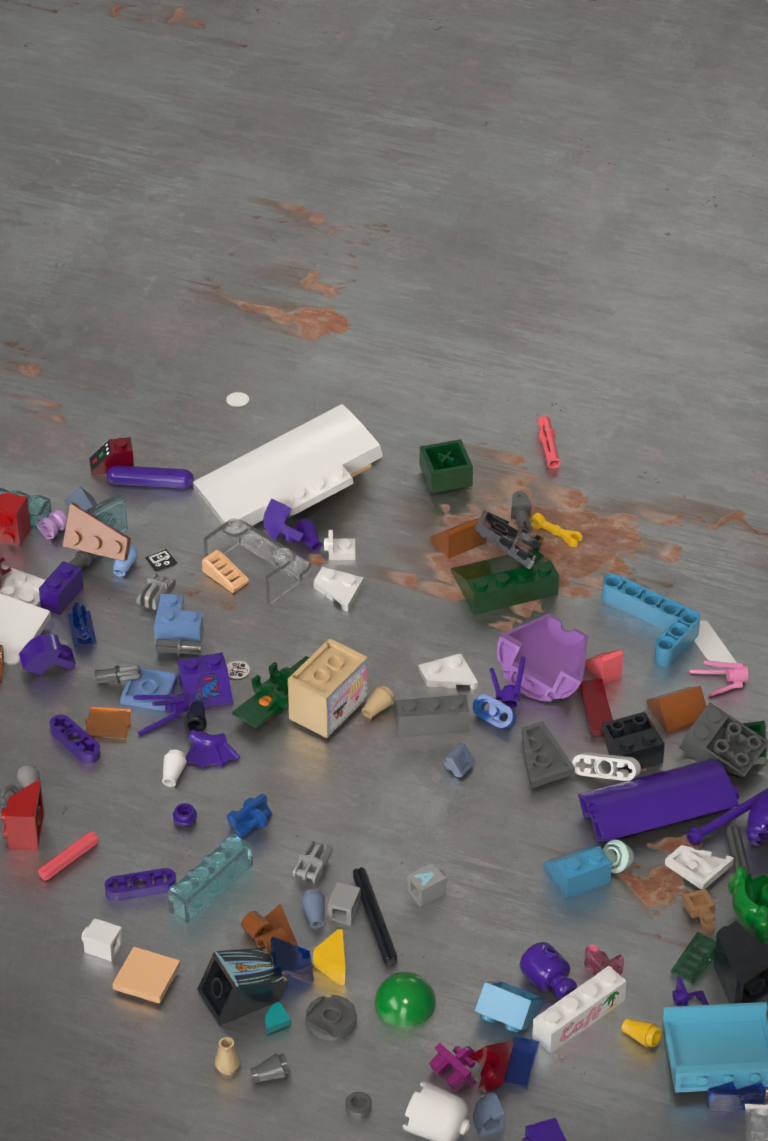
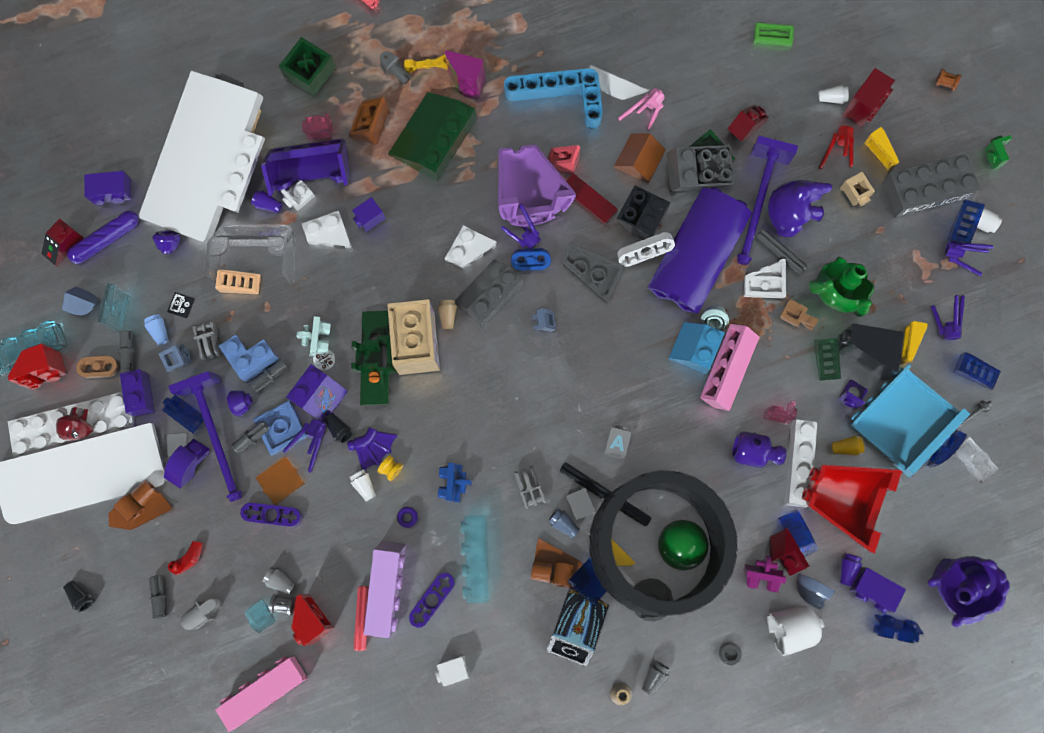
camera: 35 degrees left, 35 degrees up
(48, 553) = (99, 367): none -> medium nougat plate
(55, 522) = (75, 338): lavender wheel -> none
(93, 536) = (119, 336): wing -> none
(109, 608) = (196, 386): none -> dark purple tile
(111, 841) = (384, 589): none -> lavender wedge
(122, 585) = (180, 357): none -> sand blue brick
(134, 646) = (239, 402): none -> dark purple cone
(146, 974) = (507, 673): light nougat tile -> none
(191, 446) = (107, 187): none -> dark purple brick
(197, 508) = (166, 241): none -> dark purple cone
(208, 770) = (390, 468): none -> yellow wheel
(237, 399) = (97, 113): white sticker -> none
(244, 641) = (316, 346): none -> light aqua hips
(275, 519) = (240, 215): dark purple brick -> none
(276, 1018) = (618, 631): teal tile -> none
(367, 527) = (305, 162): none -> dark purple windscreen
(384, 592) = (368, 214): none -> dark purple brick
(400, 905) = (721, 535): none -> black tyre
(410, 513) = (318, 127): none -> clear pink brick
(506, 537) = (410, 105): black wing -> none
(508, 1005) = (754, 495): slope -> none
(542, 1113) = (850, 568): none -> dark purple cone
(580, 550) = (466, 73): none -> magenta slope
(590, 897) = (729, 367): none -> bright pink brick
(597, 1050) = (851, 498): none -> red cone

